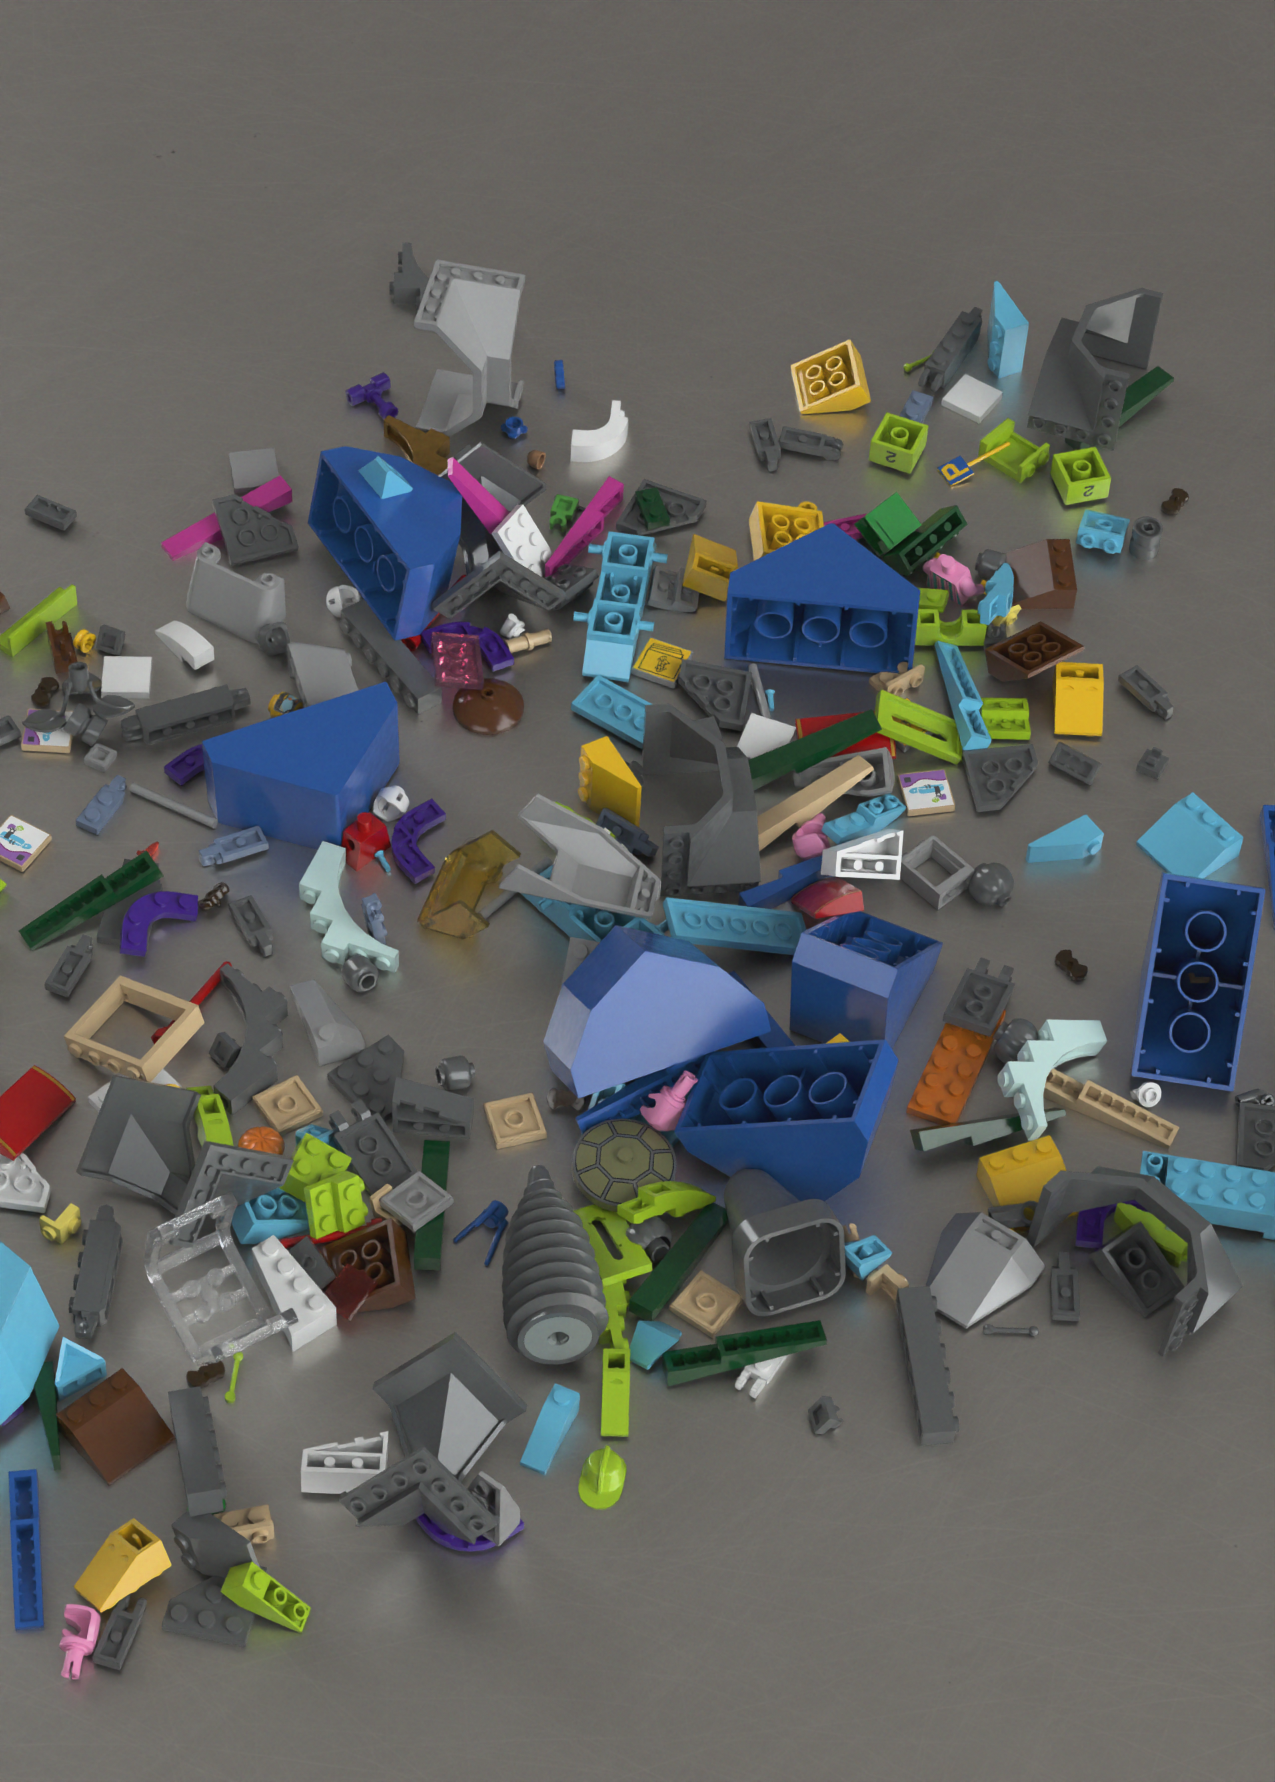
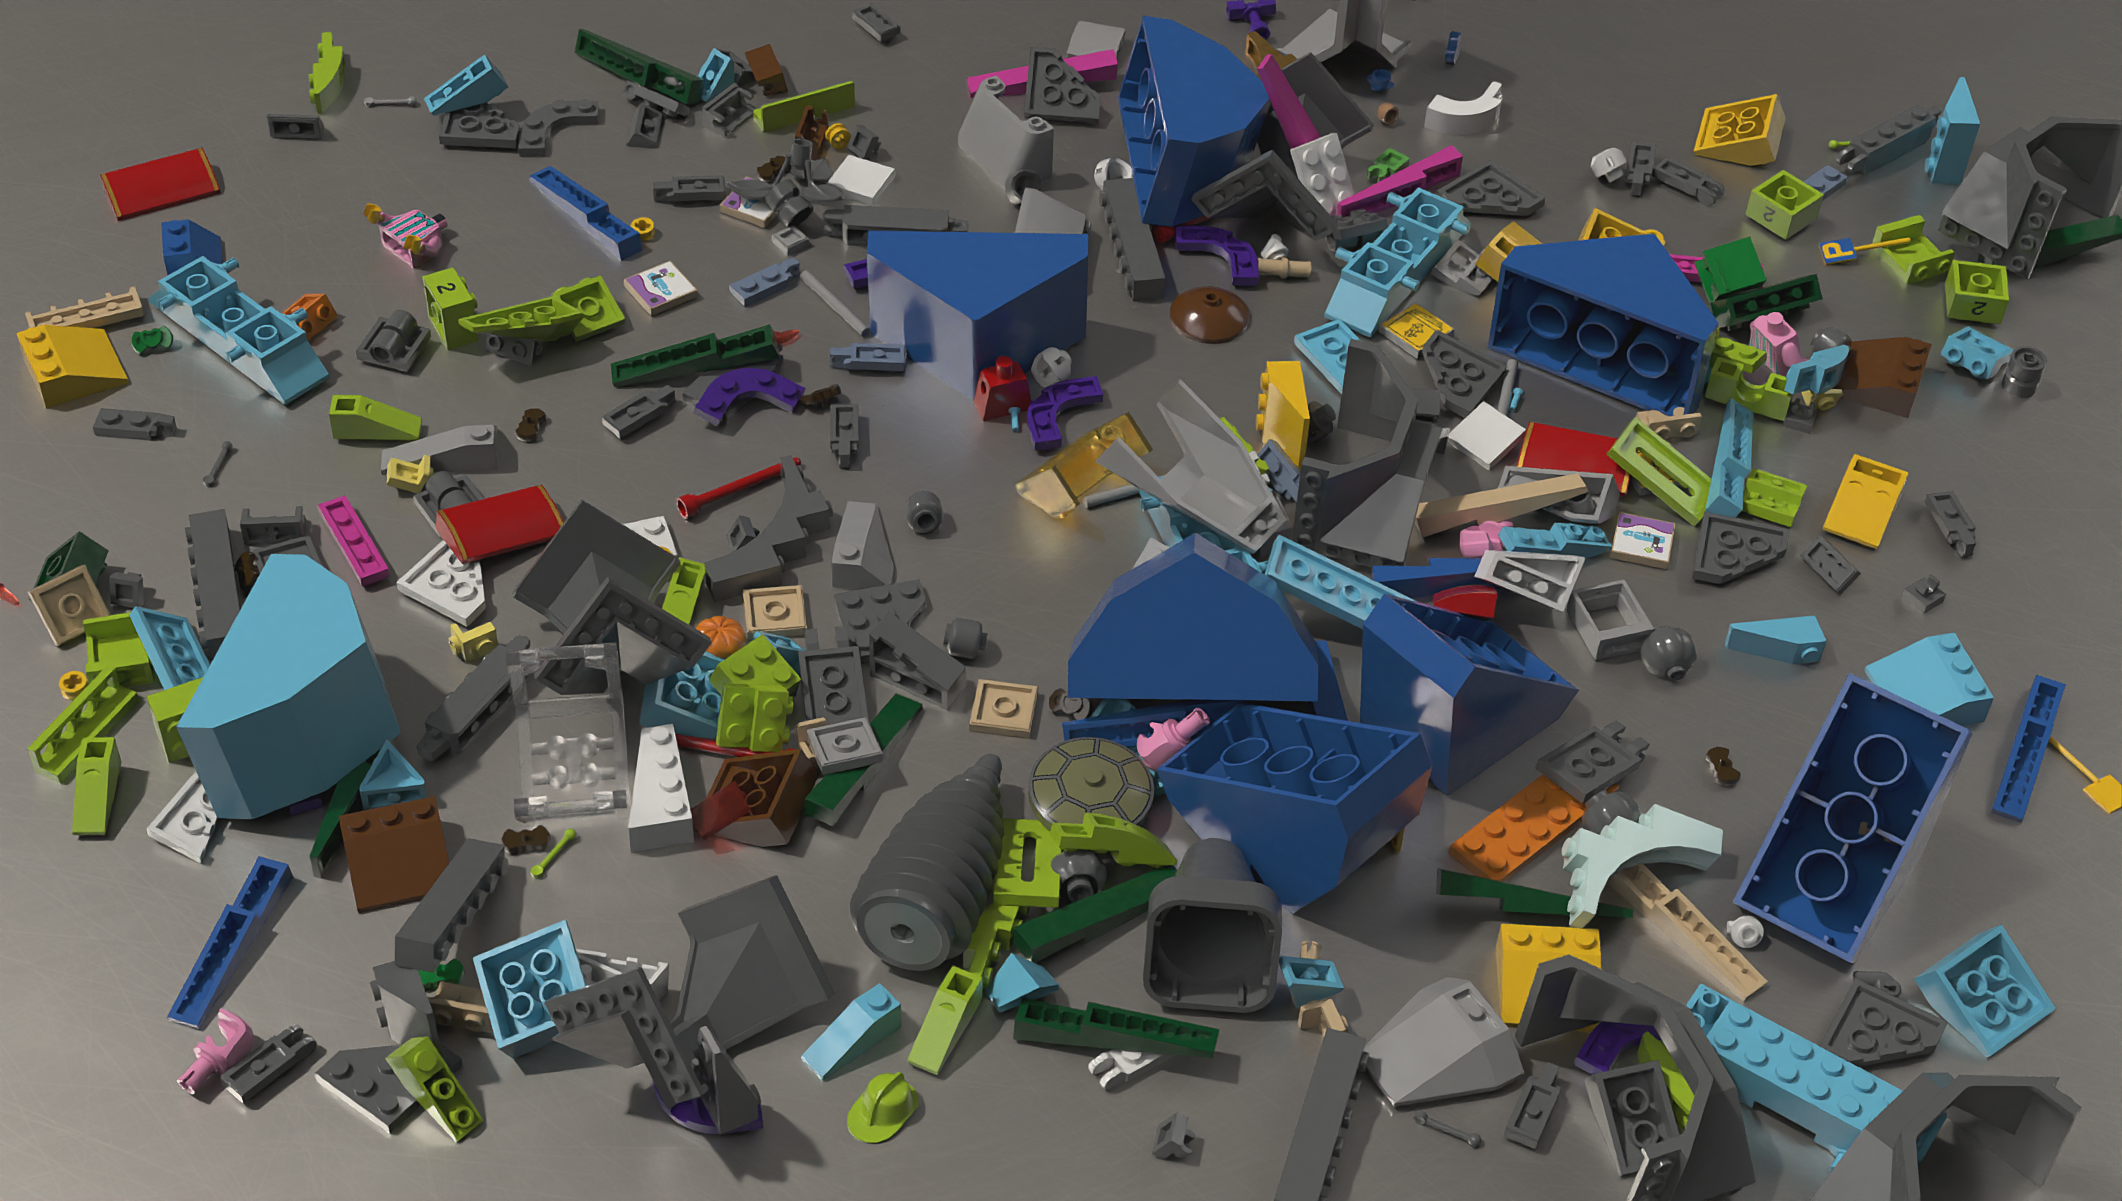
camera: 25 degrees right, 5 degrees down
(122, 1565) = (312, 992): yellow slope -> none
(186, 644) = (935, 168): white slope -> none
(187, 1022) = (708, 495): tan window -> none
(301, 1490) = (519, 981): none -> medium azure slope
(312, 1262) = (700, 771): dark grey plate -> none
(329, 916) = (932, 425): light aqua arch -> none
(374, 918) = (963, 461): sand blue hinge -> none
(384, 478) = (1192, 55): medium azure slope -> none
(457, 661) = (1194, 258): clear pink plate -> none
(492, 1216) = (914, 789): blue plant -> none
(652, 508) = (1482, 187): dark green plate -> none
(706, 1304) = (1105, 968): tan tile -> none
(741, 449) = (1615, 158): none -> white piece
(812, 748) = (1524, 454): dark green slope -> none
(972, 398) = (1891, 191): white tile -> none
(1012, 1215) = (1505, 999): dark grey piece -> none
(1029, 652) = (1828, 436): reddish brown slope -> none
(1175, 502) = (2078, 351): dark brown piece -> none

